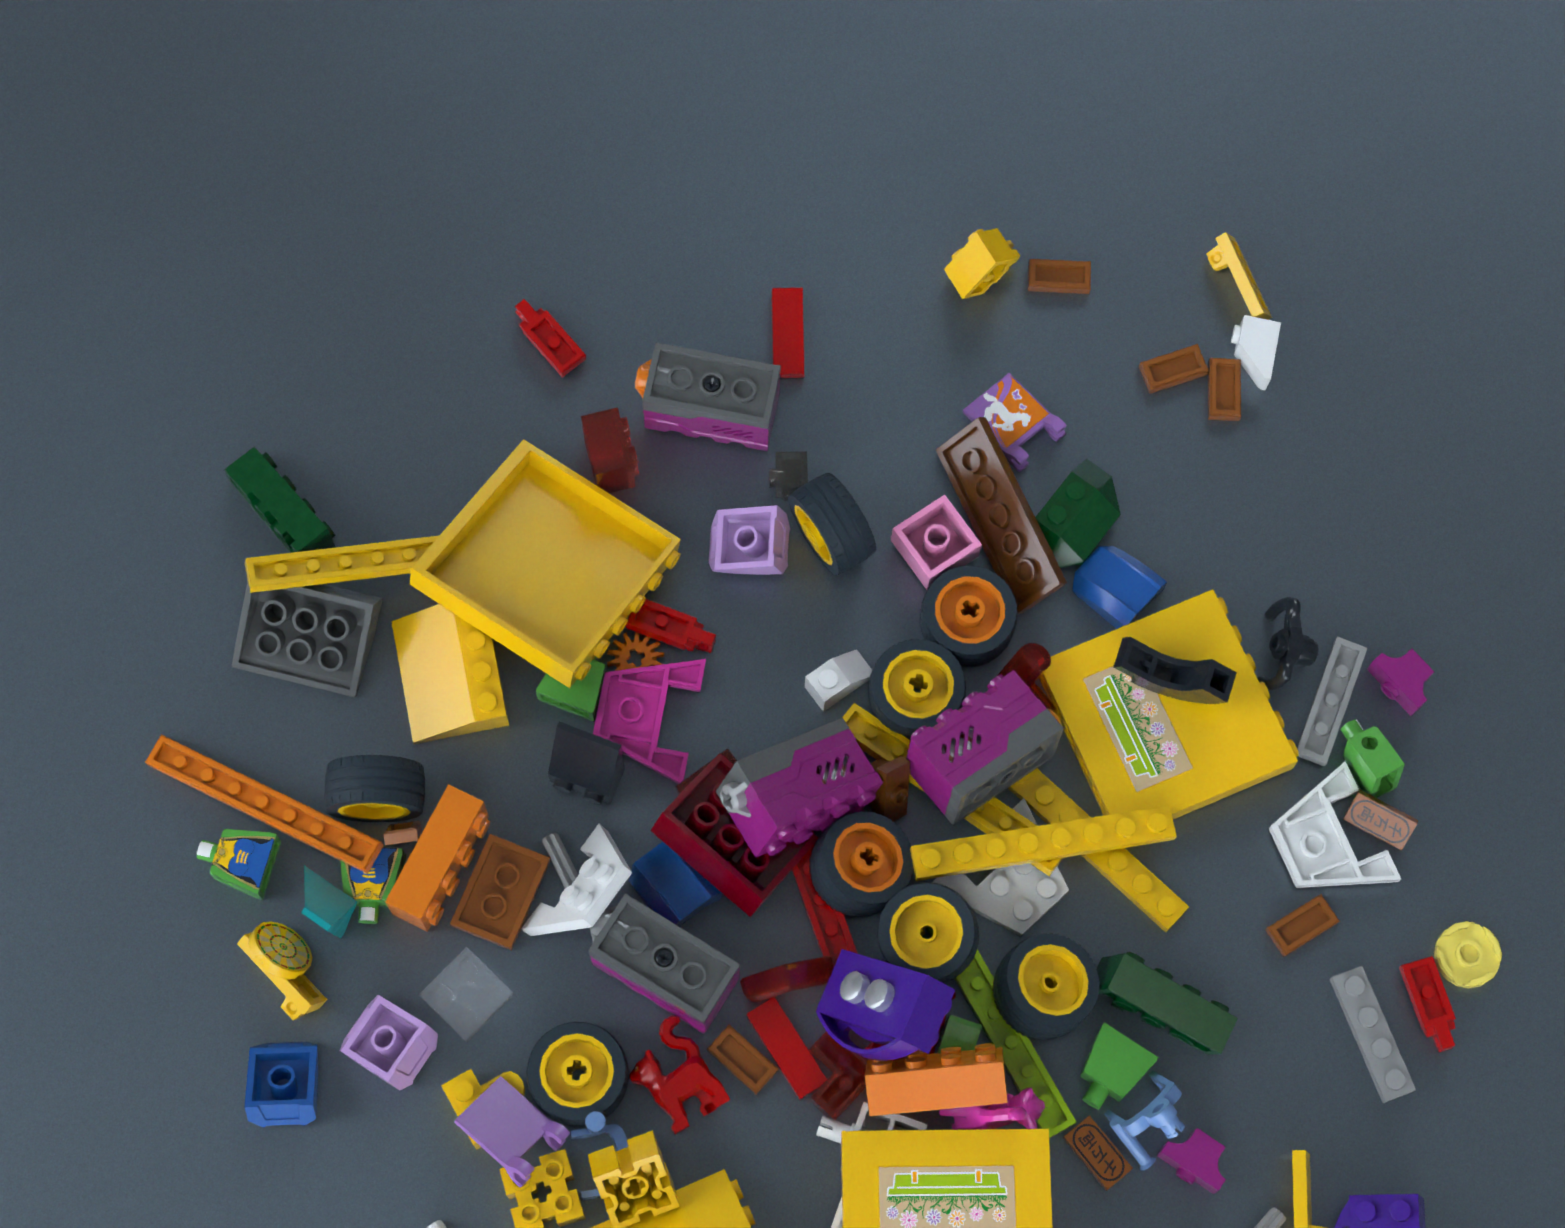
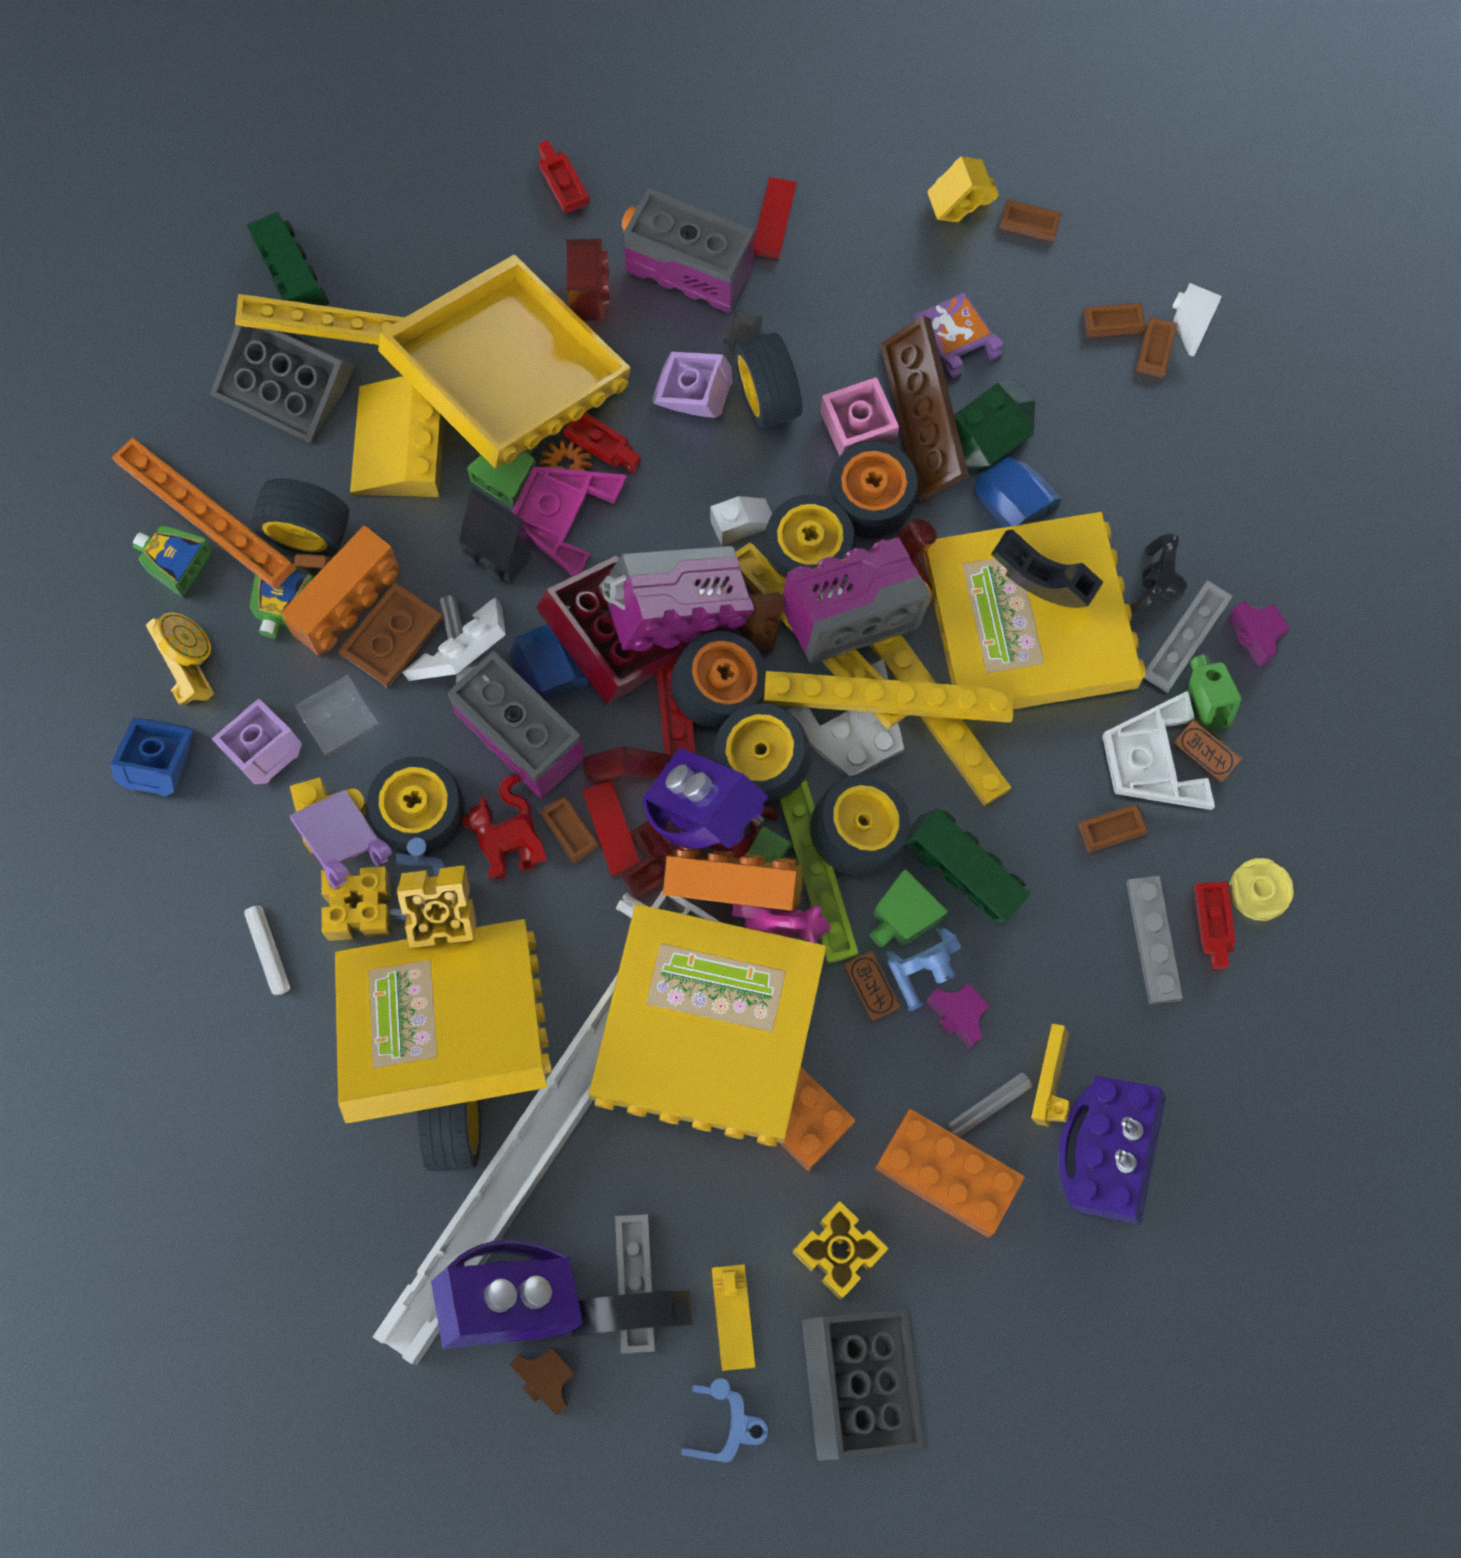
camera: 15 degrees right, 0 degrees up
(326, 904) = (232, 609): teal slope -> none
(1229, 255) = (1189, 233): yellow hinge -> none

